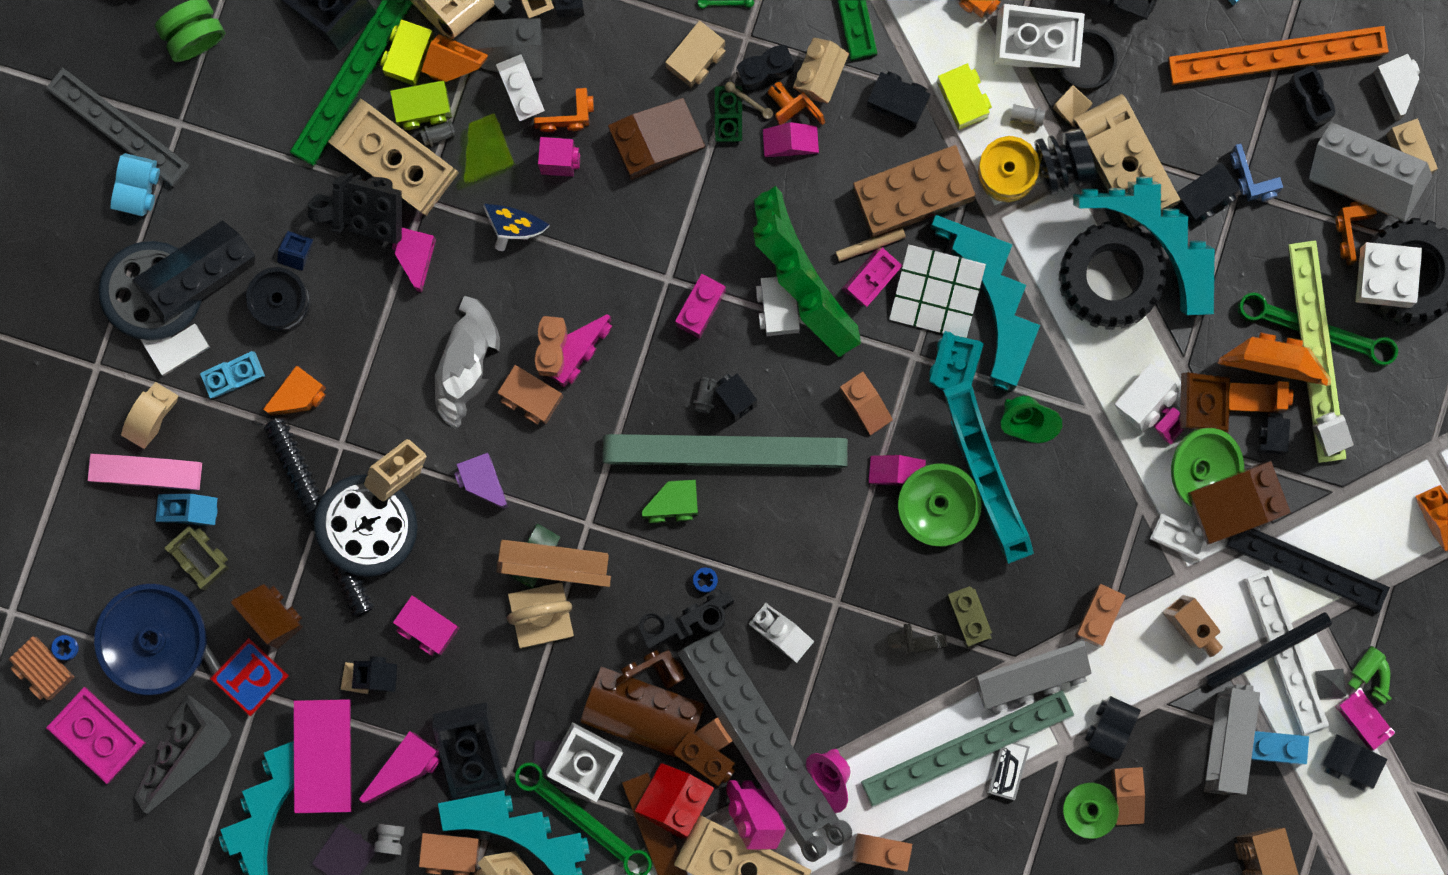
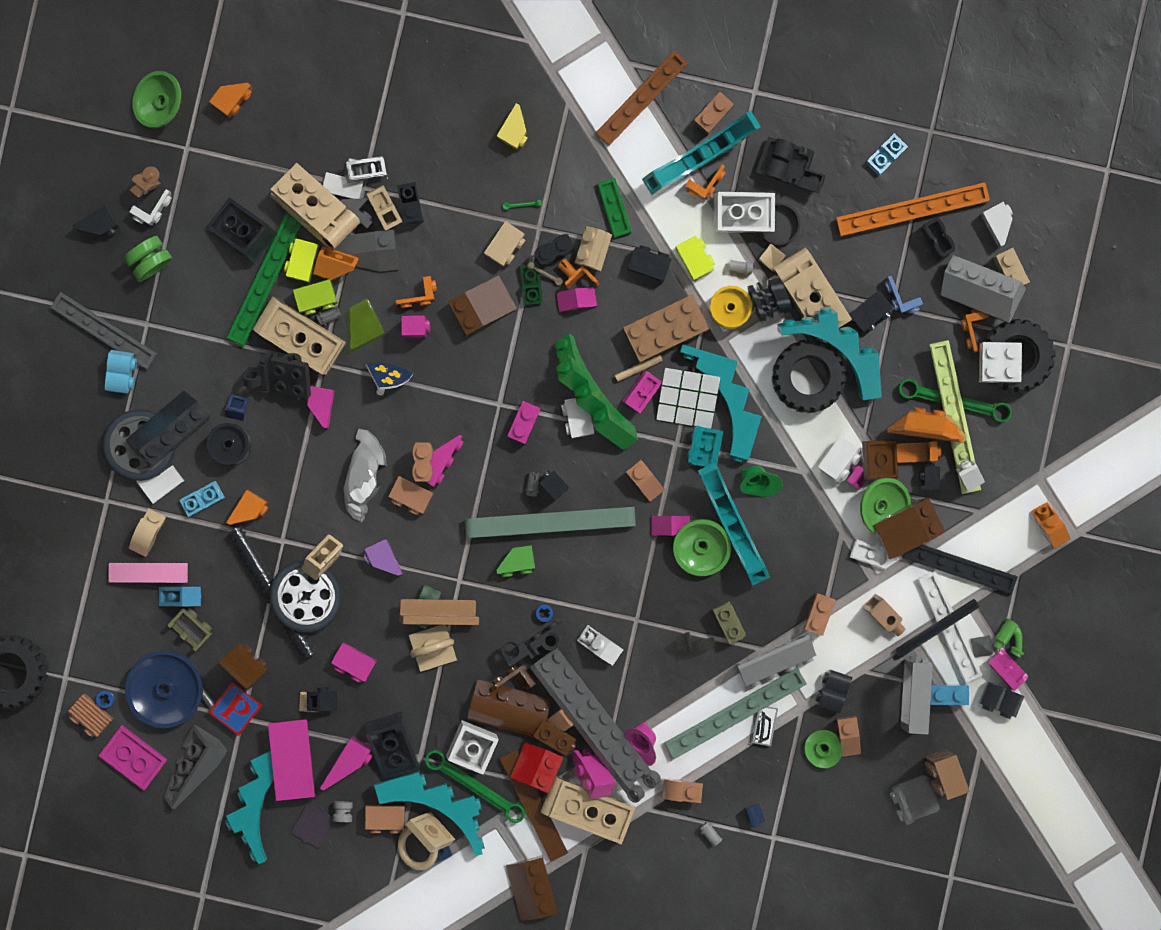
camera: 10 degrees left, 5 degrees up
(520, 87) = (383, 279): white brick -> none

